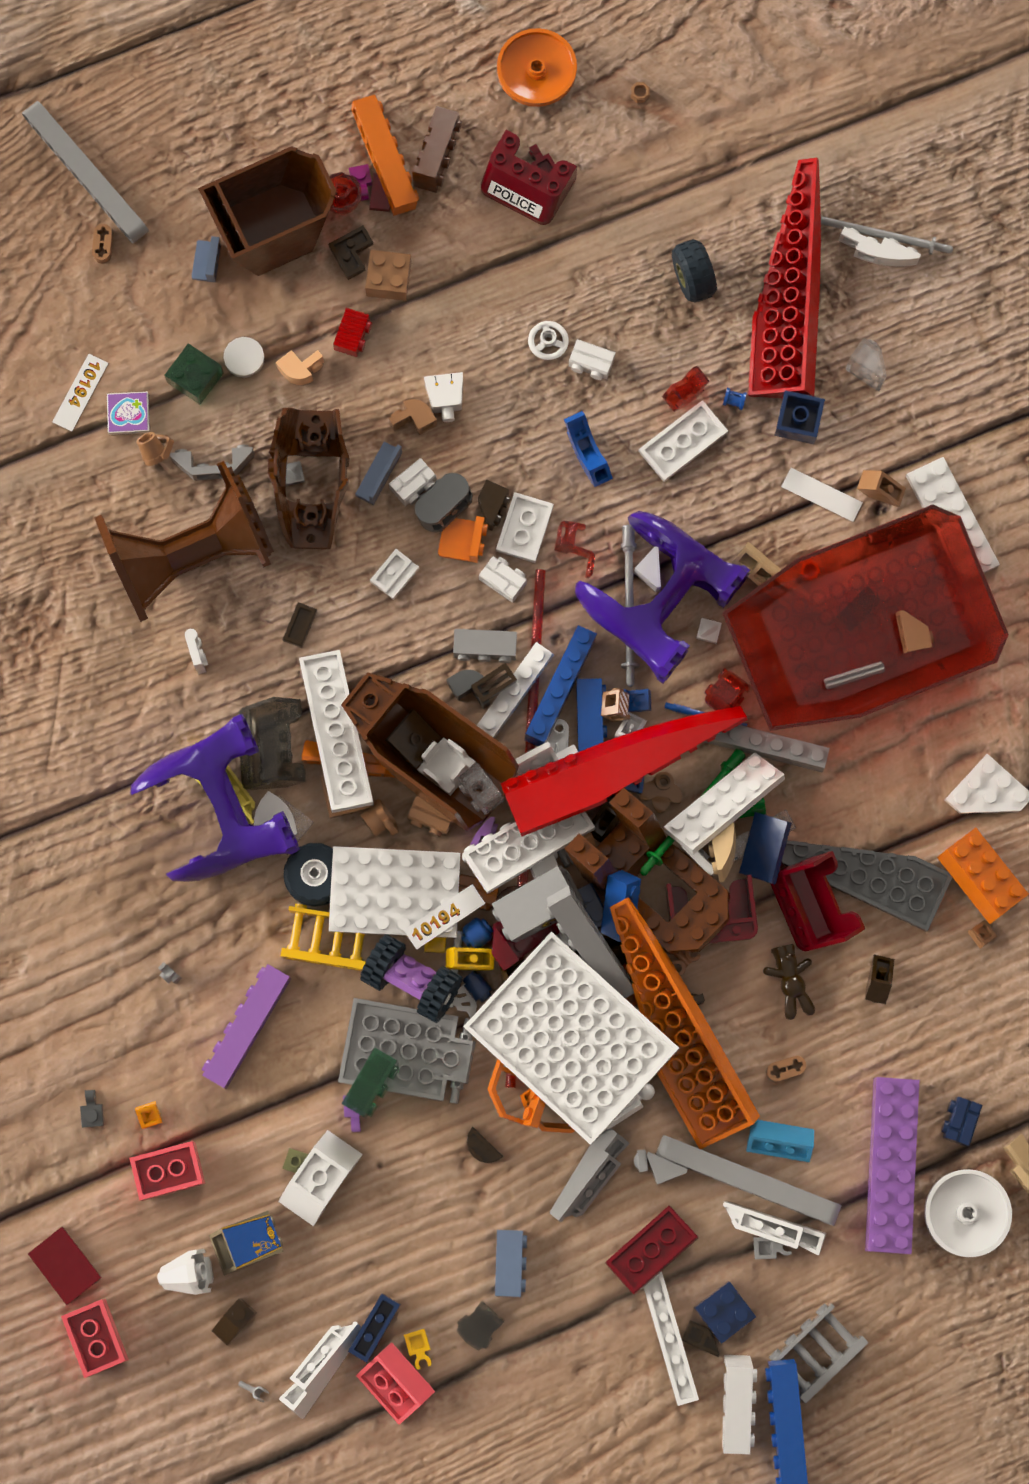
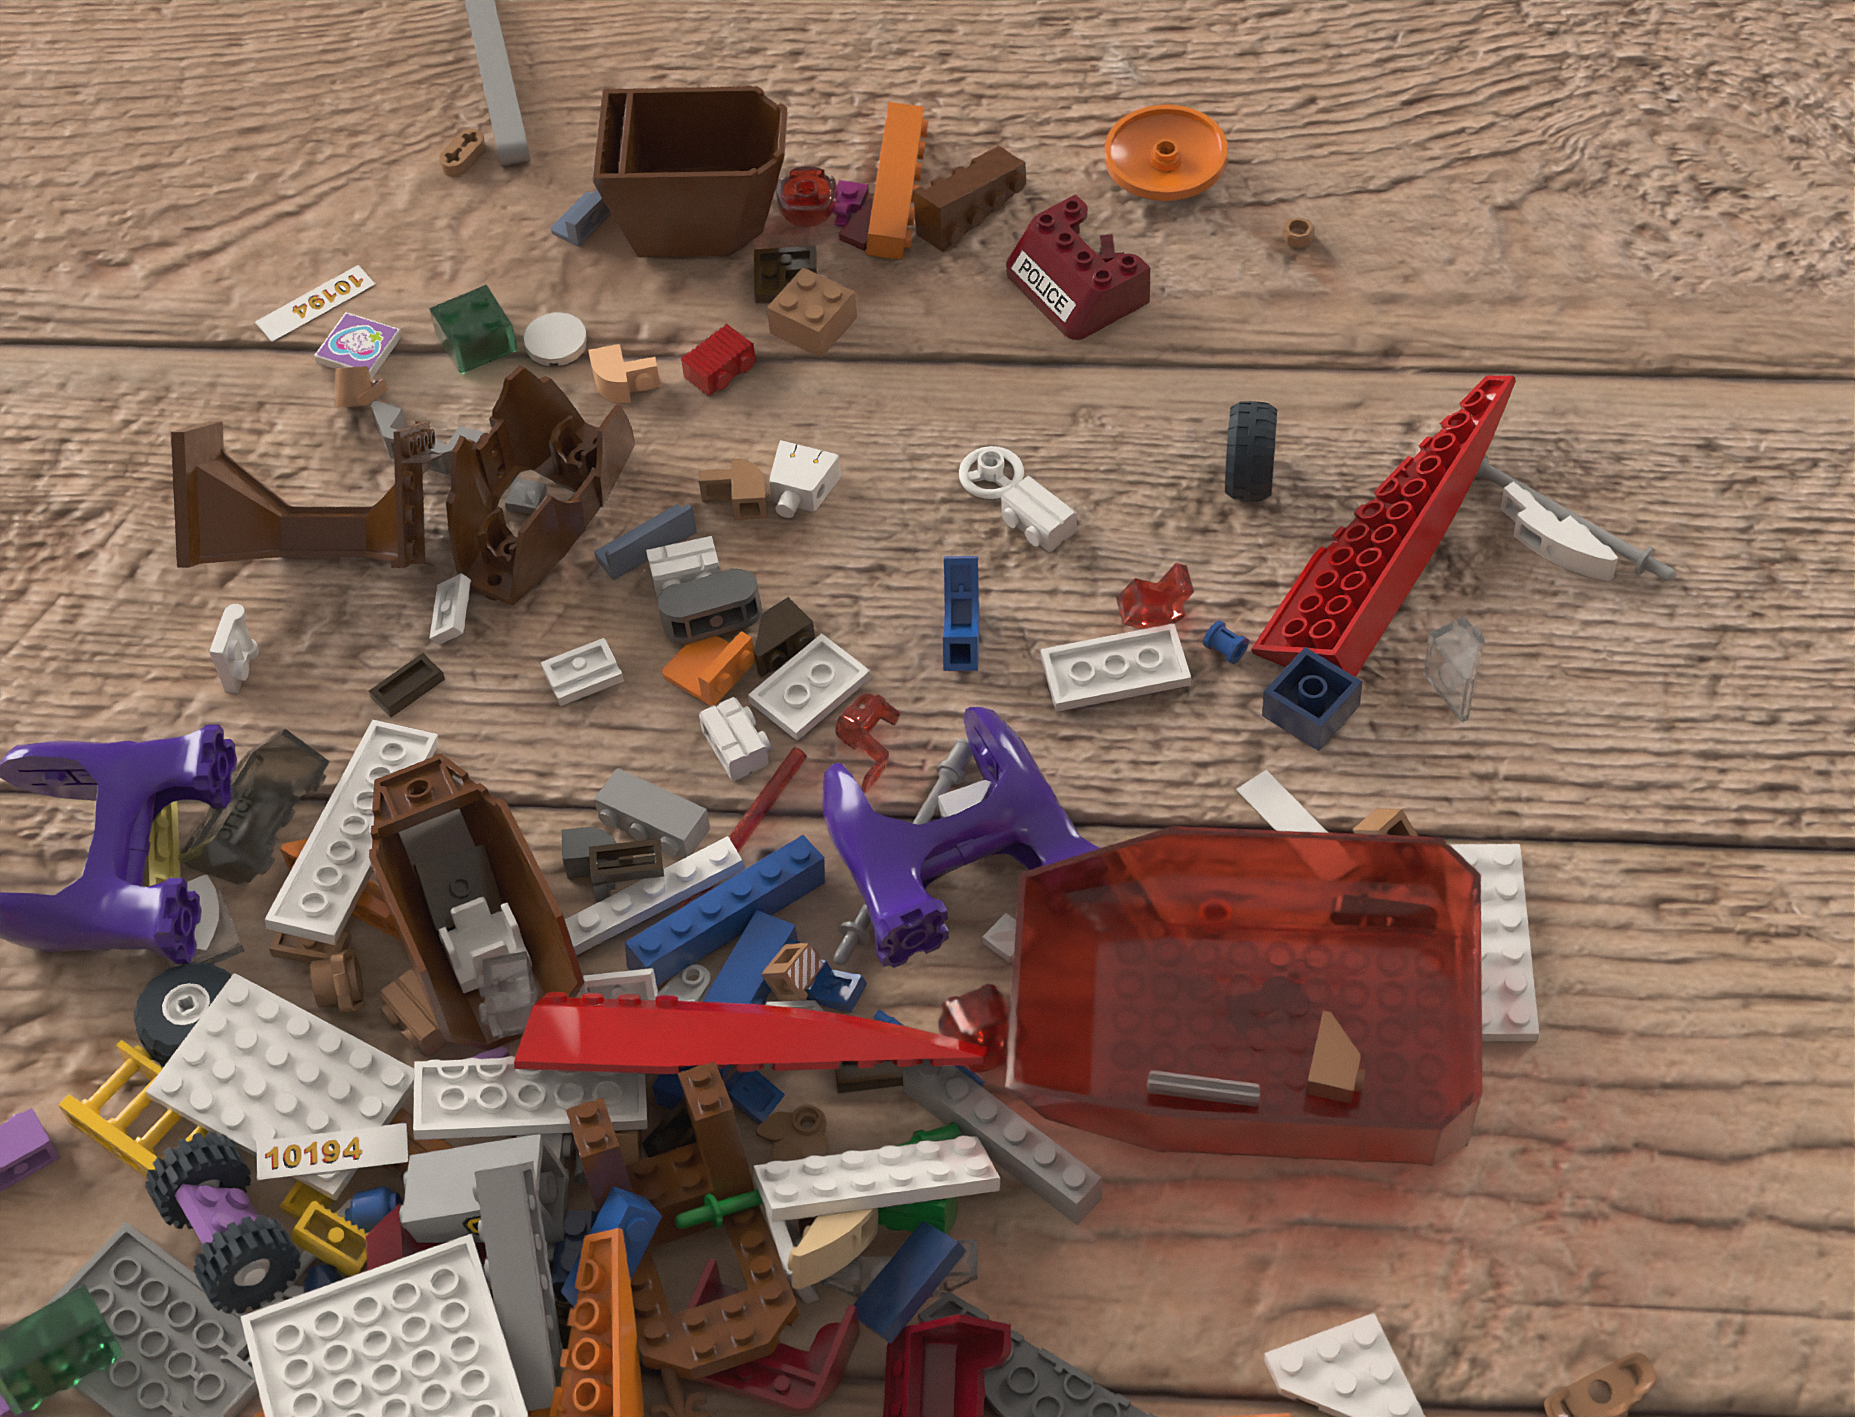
camera: 30 degrees right, 25 degrees down
(297, 568) = (450, 609): none -> white plate

